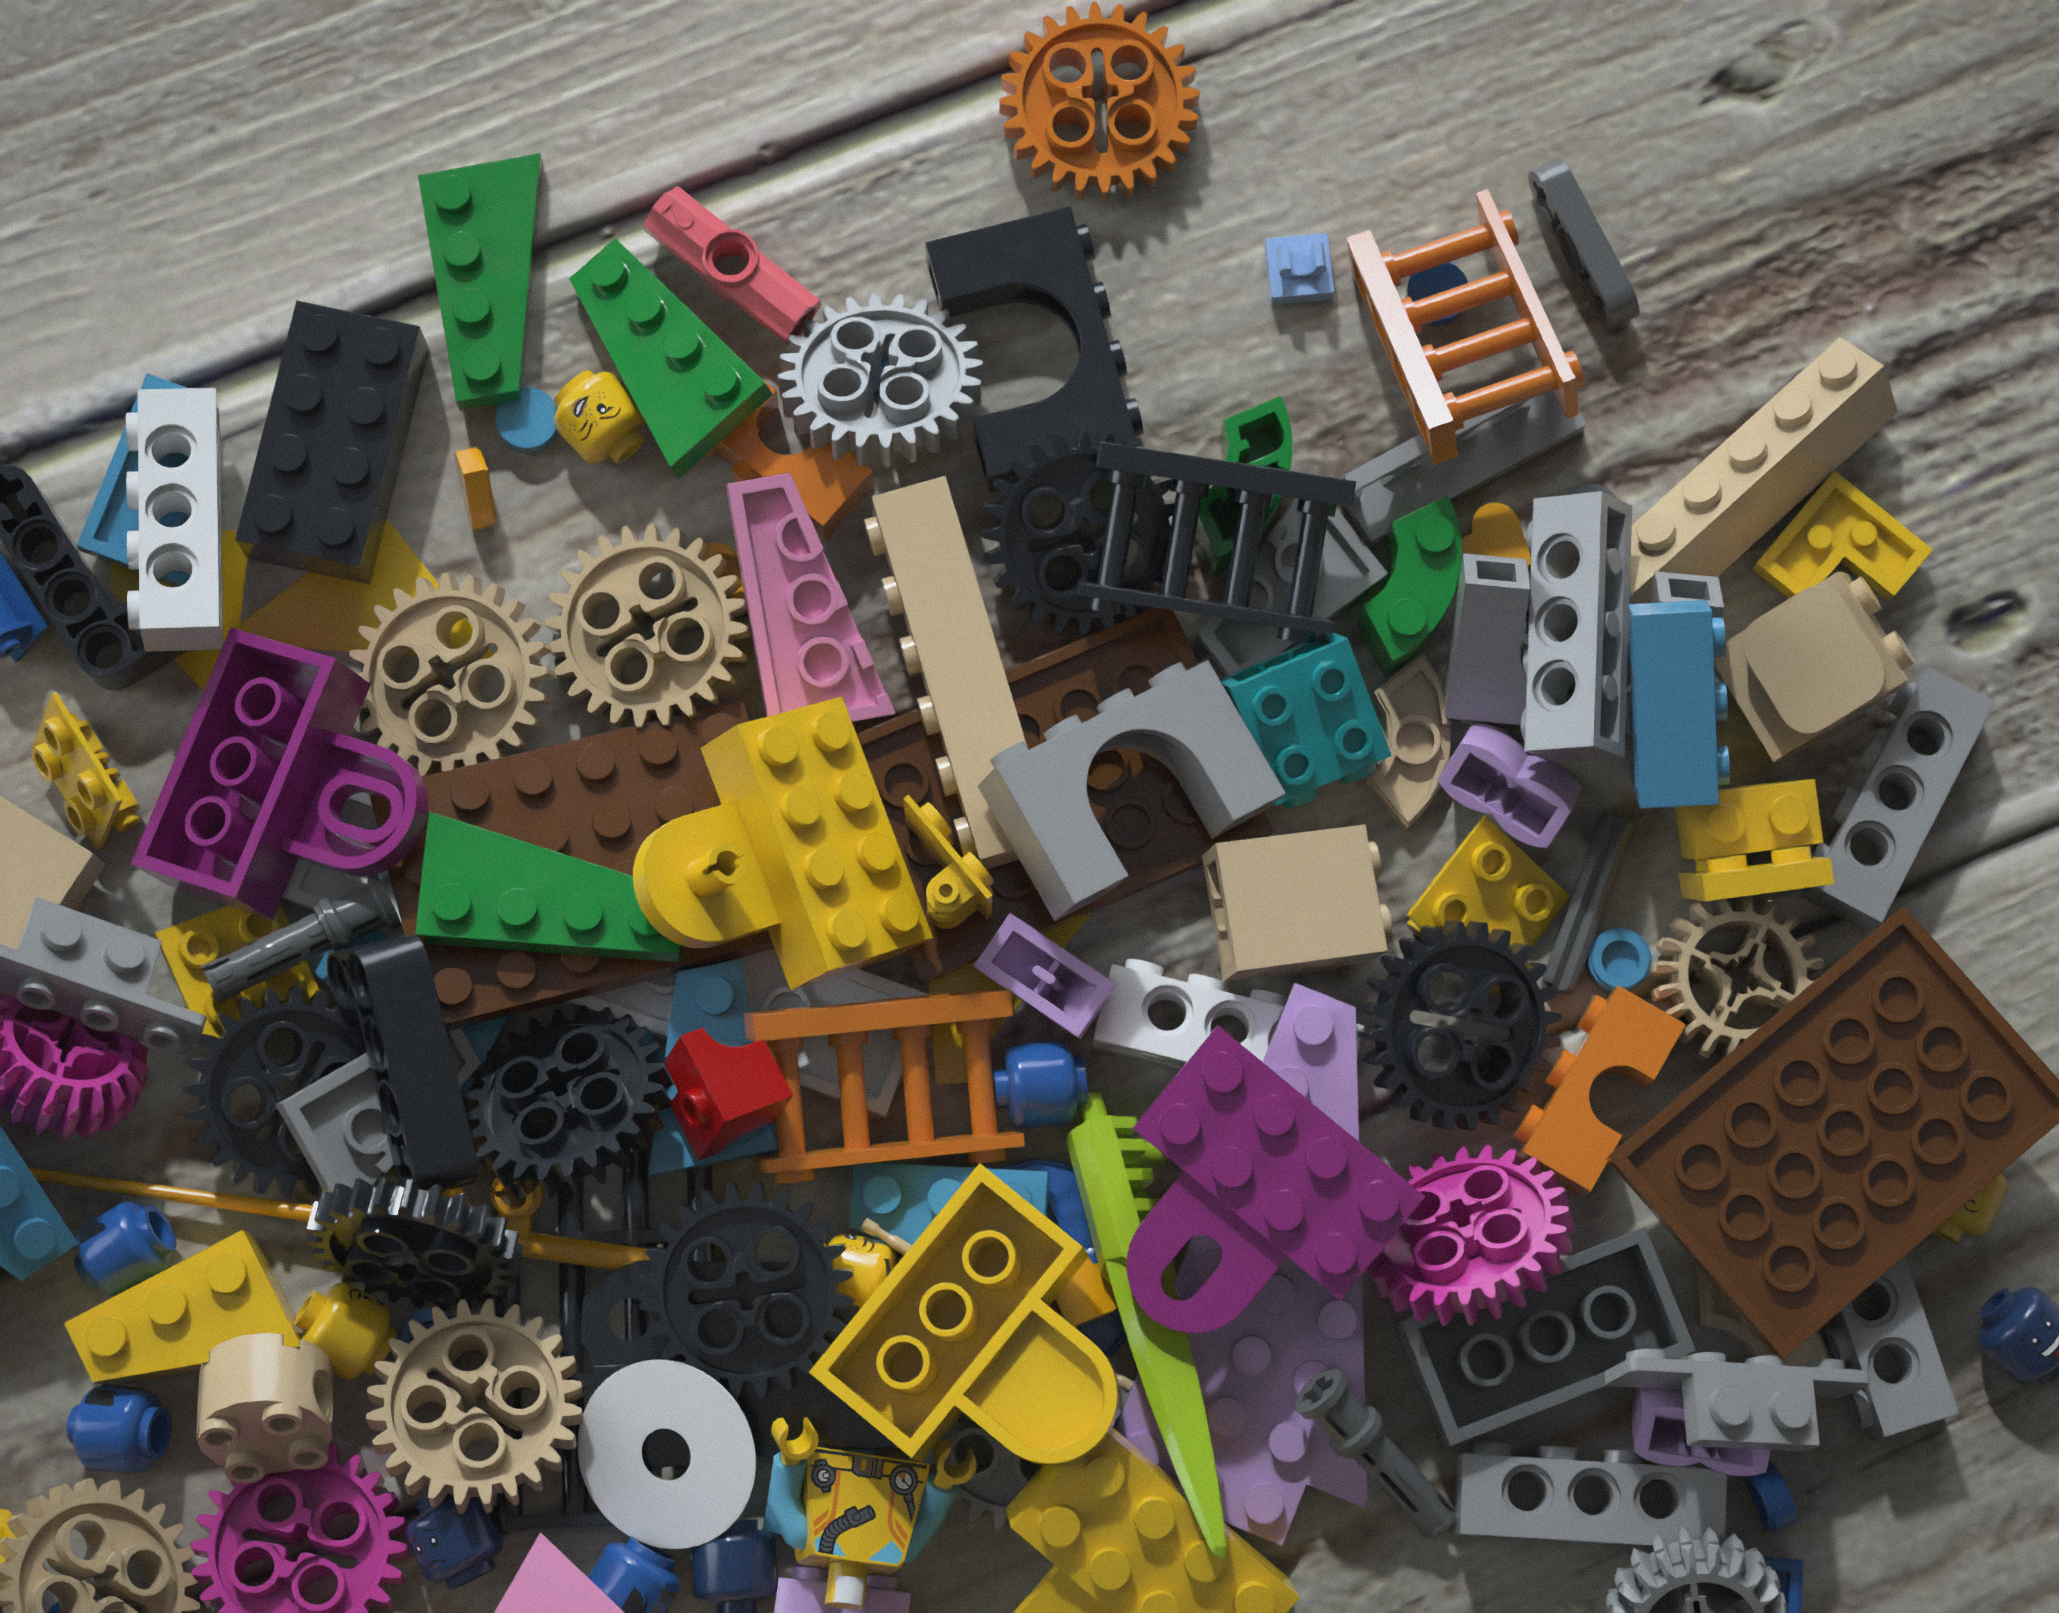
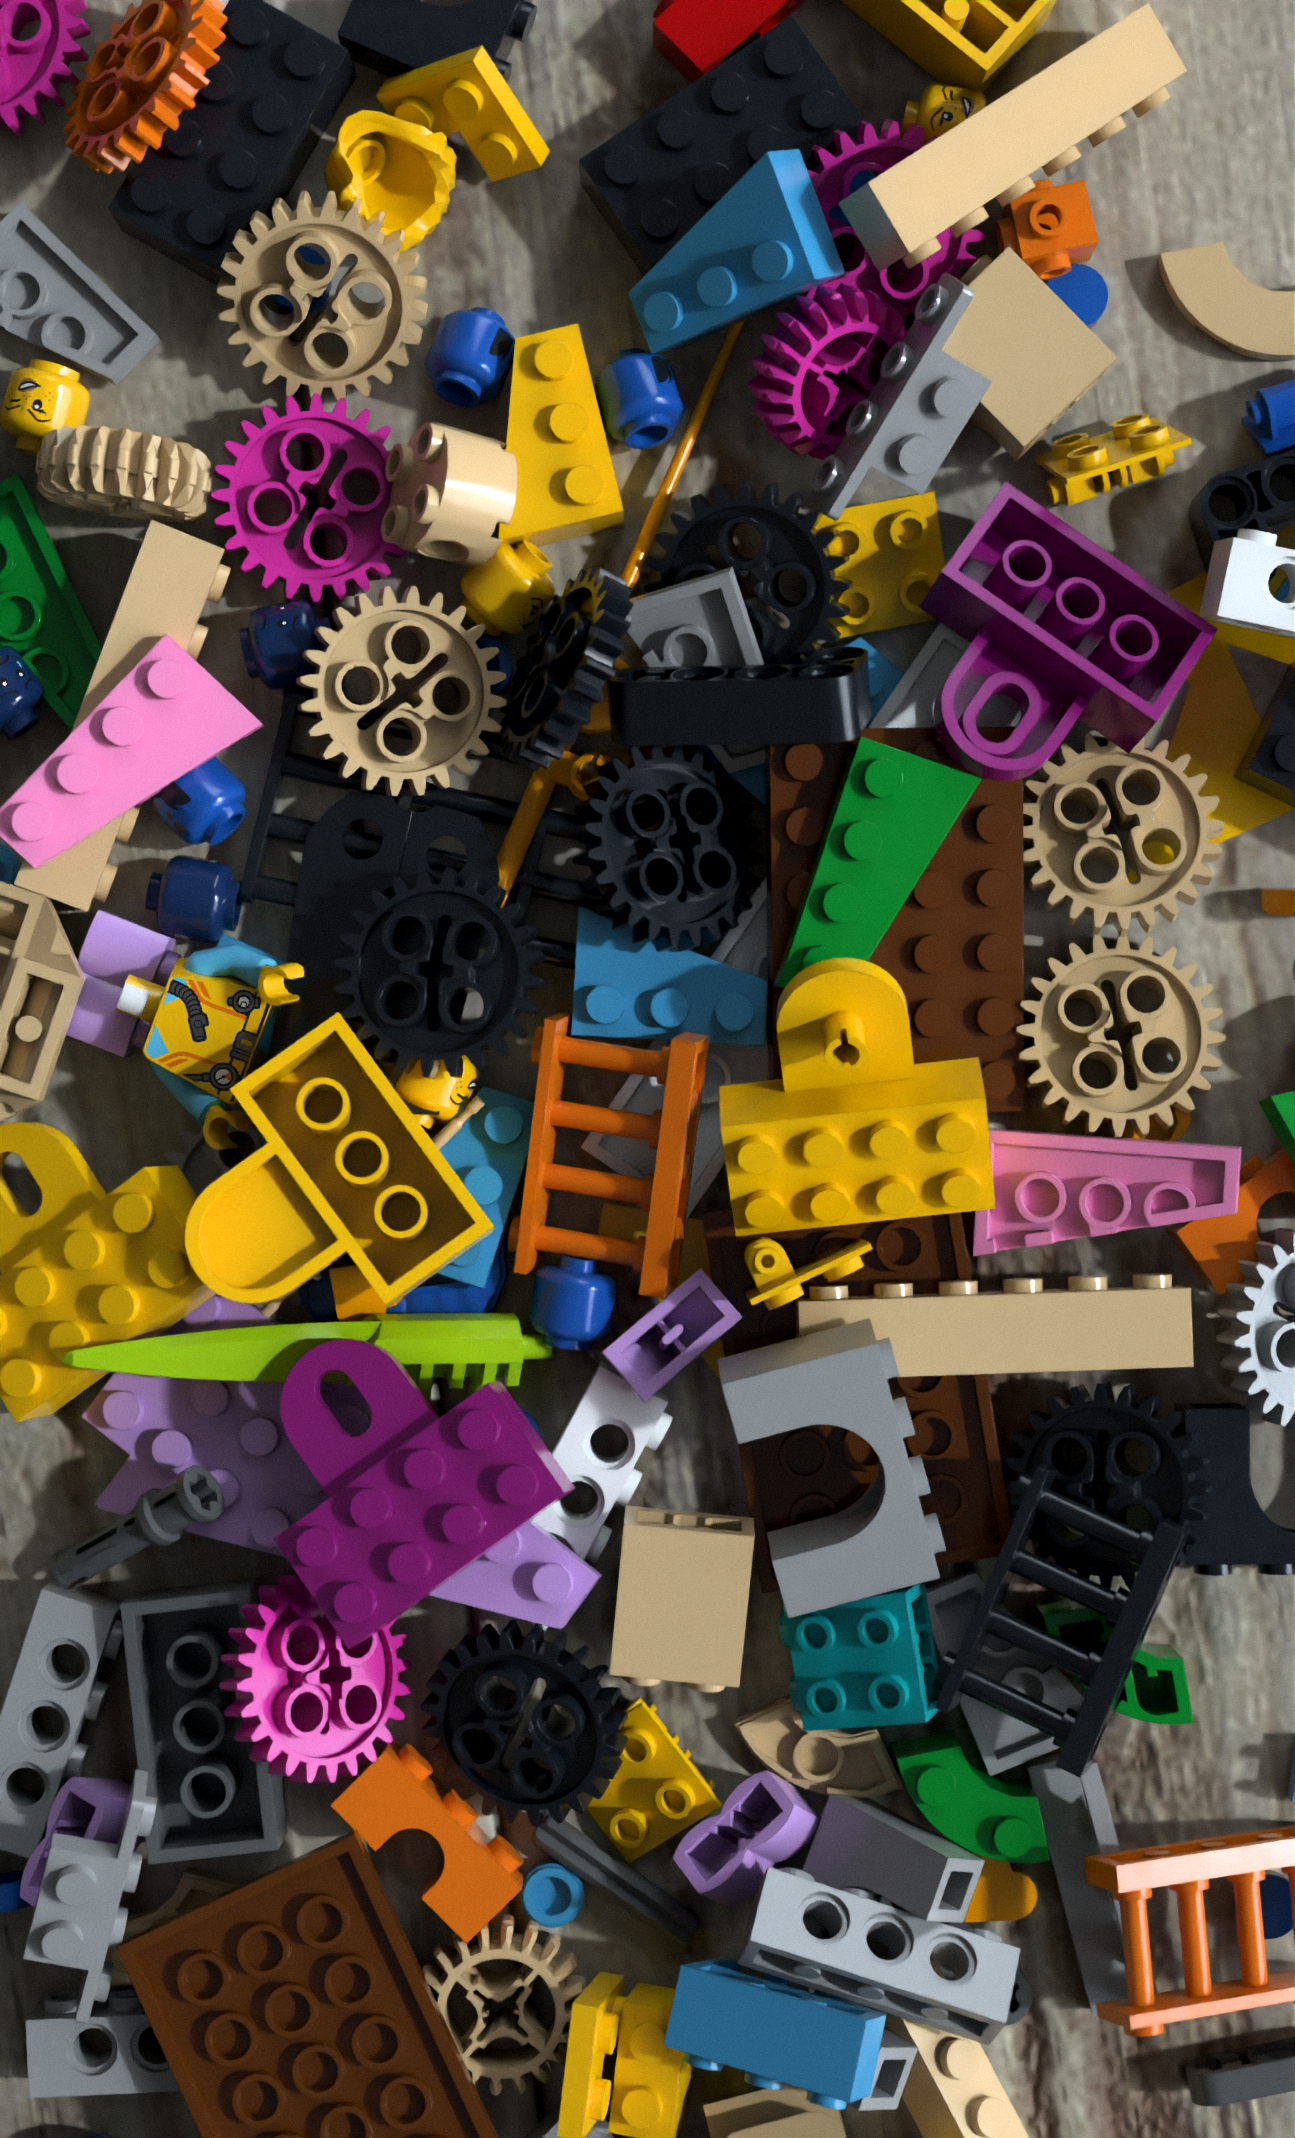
camera: 110 degrees right, 10 degrees up
(330, 927) = (894, 658): dark grey pin -> none
(720, 1444) = (299, 912): white sticker -> none
(723, 1090) = (633, 997): red brick -> none

